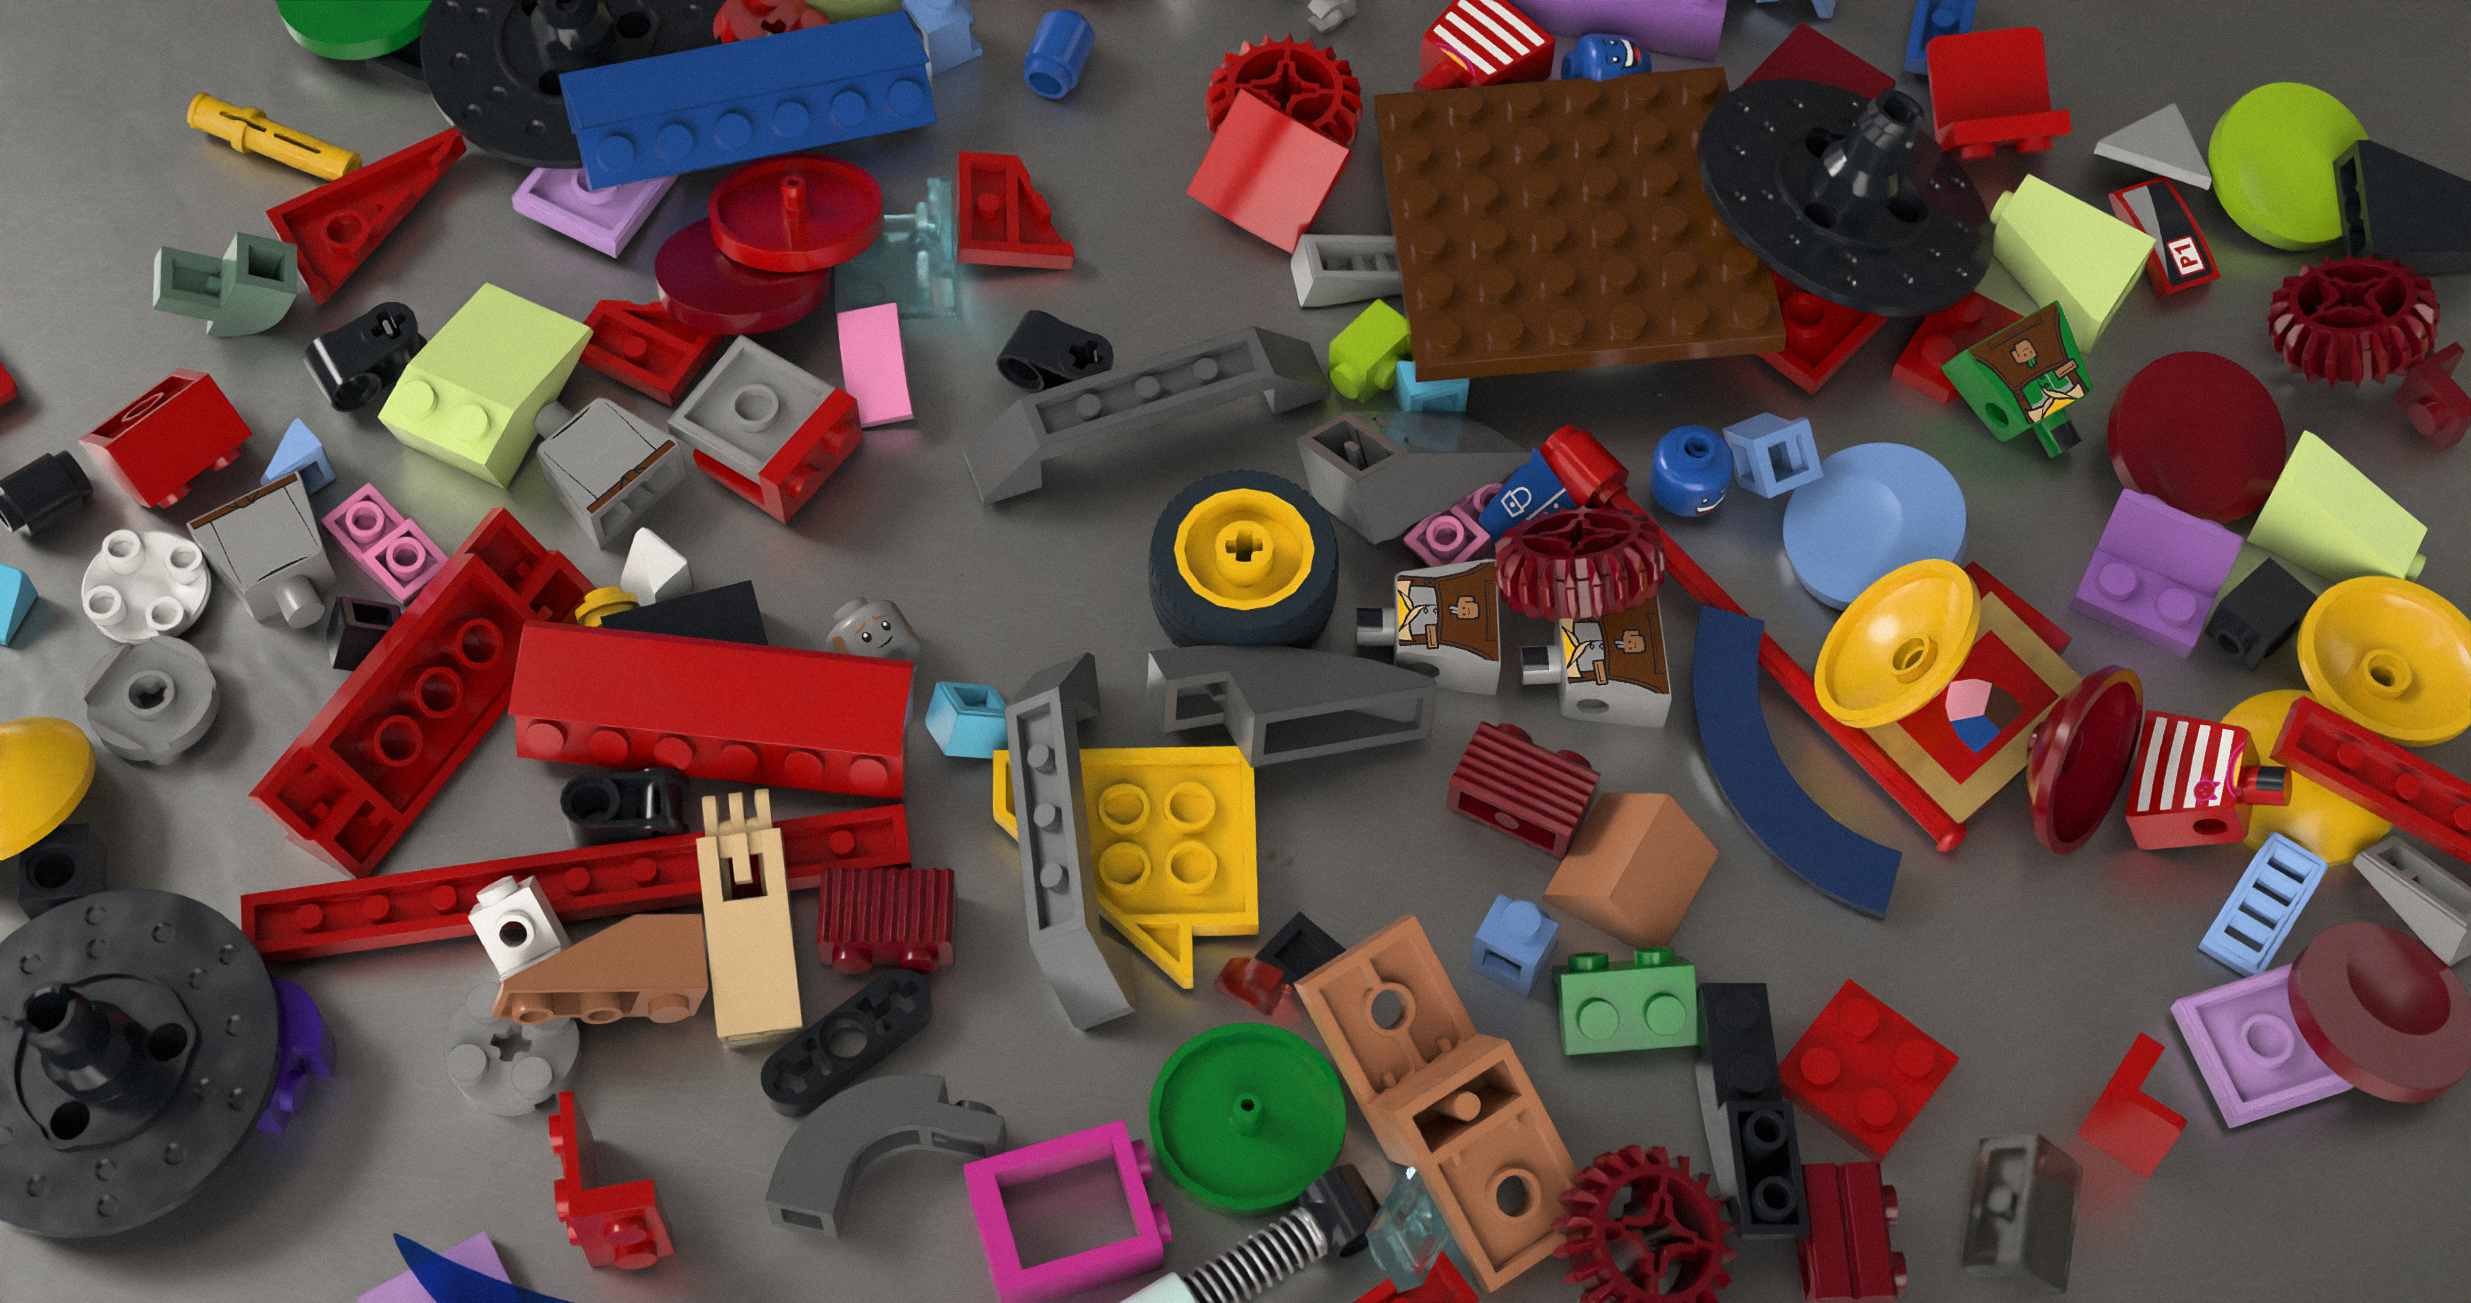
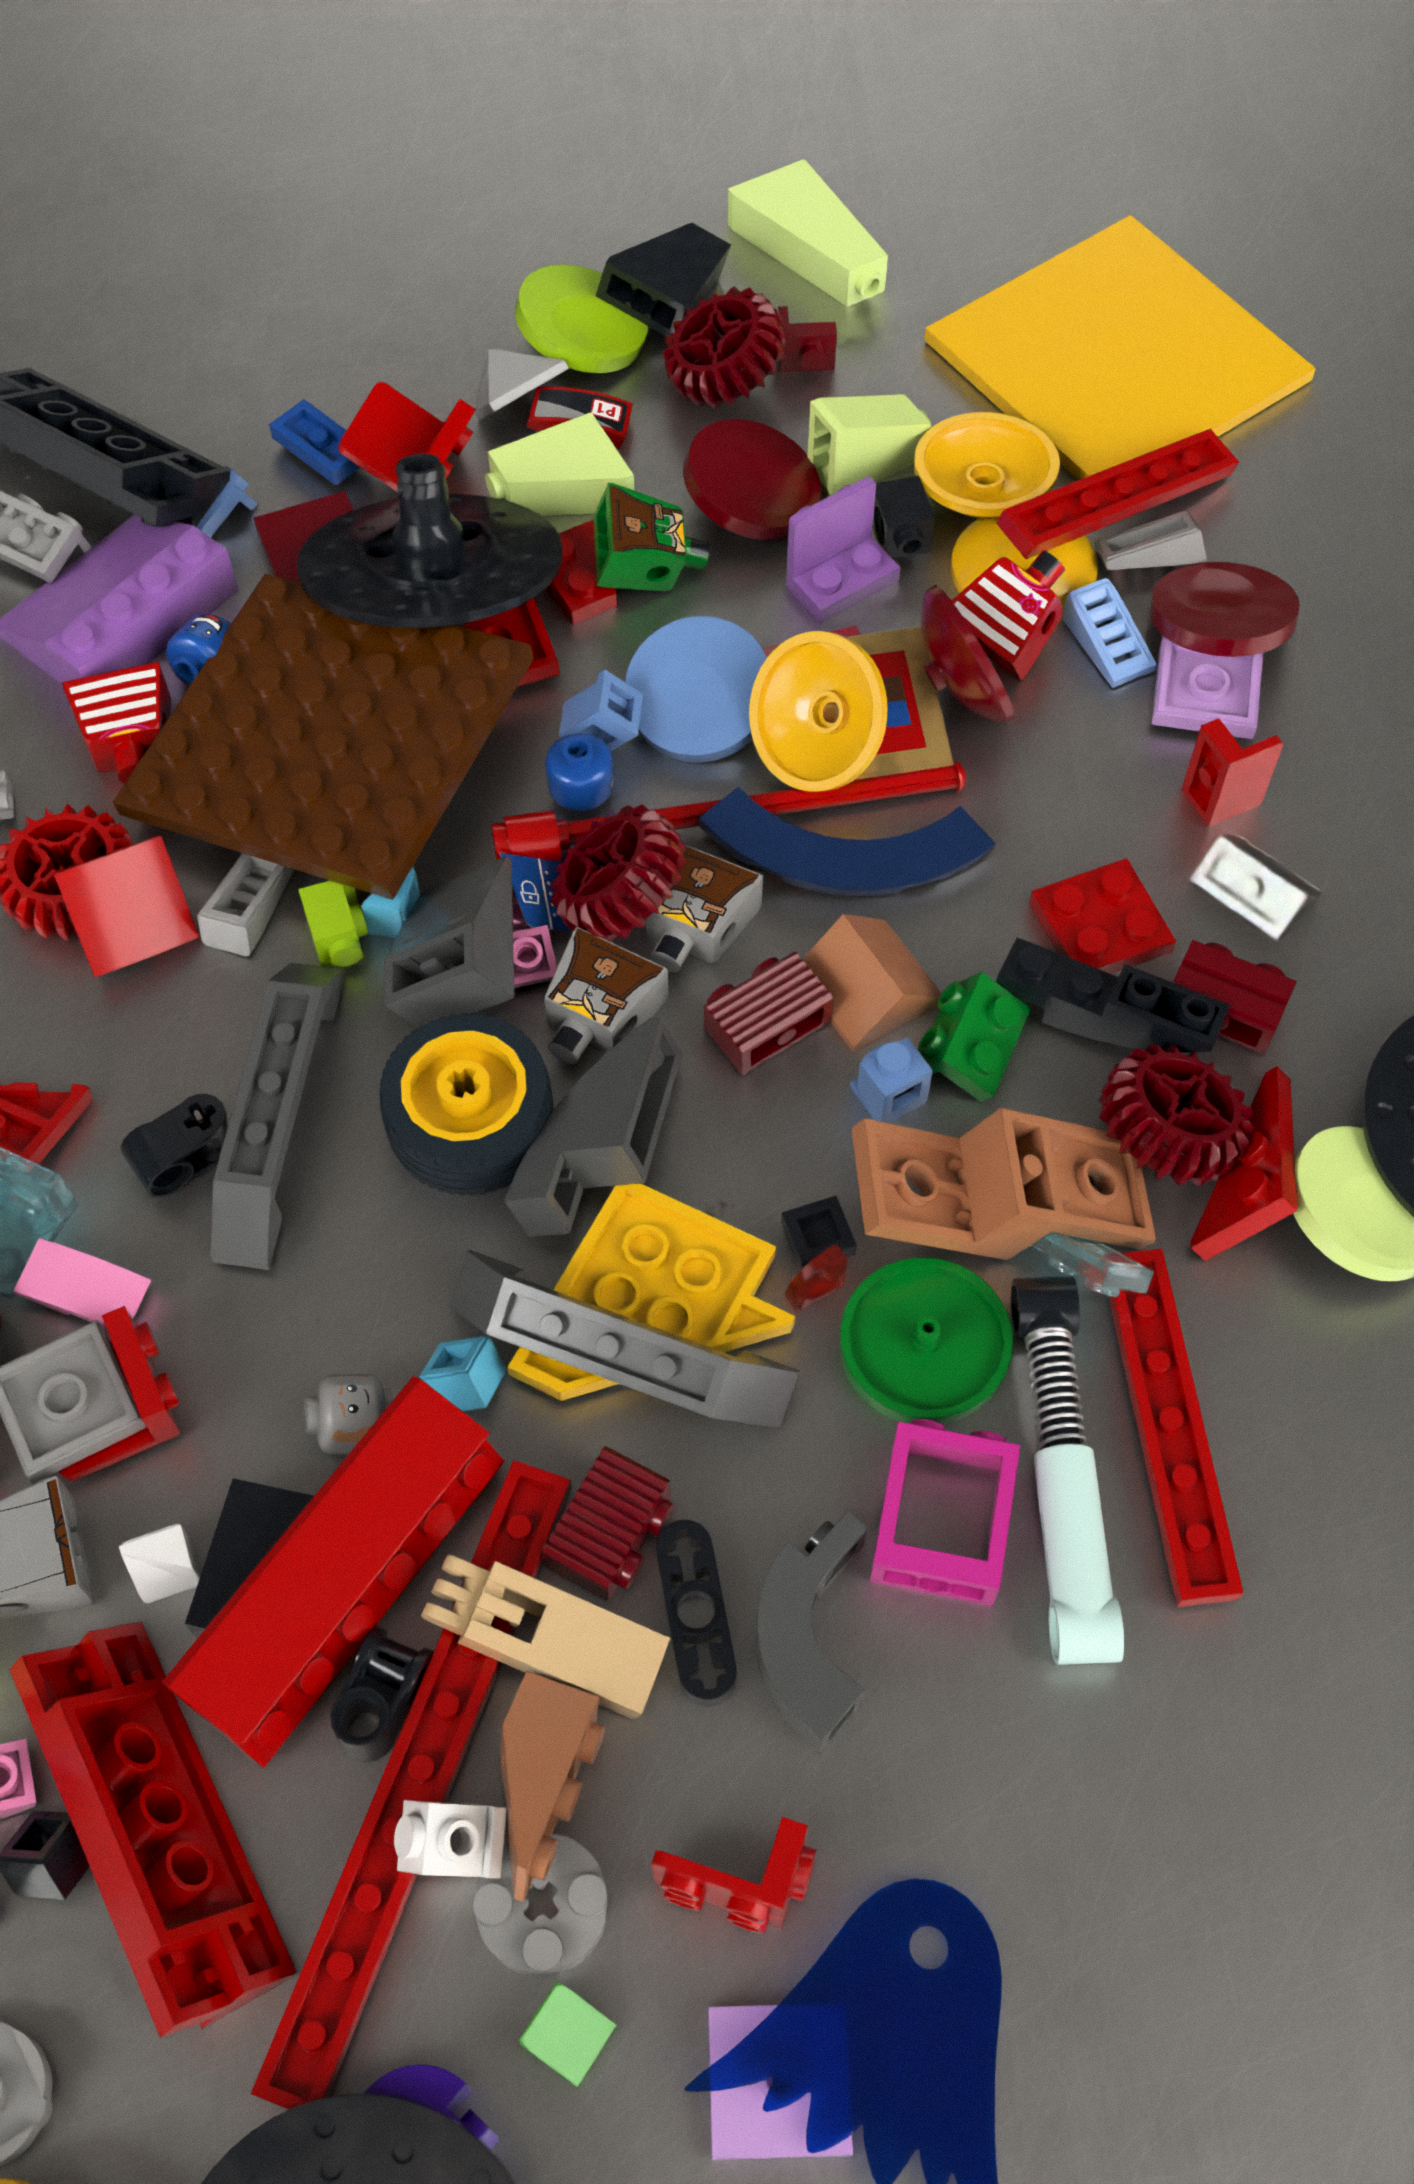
camera: 60 degrees left, 0 degrees up
(409, 1123) = (567, 2034): none -> slope
(604, 602) = (168, 1621): yellow plate -> none

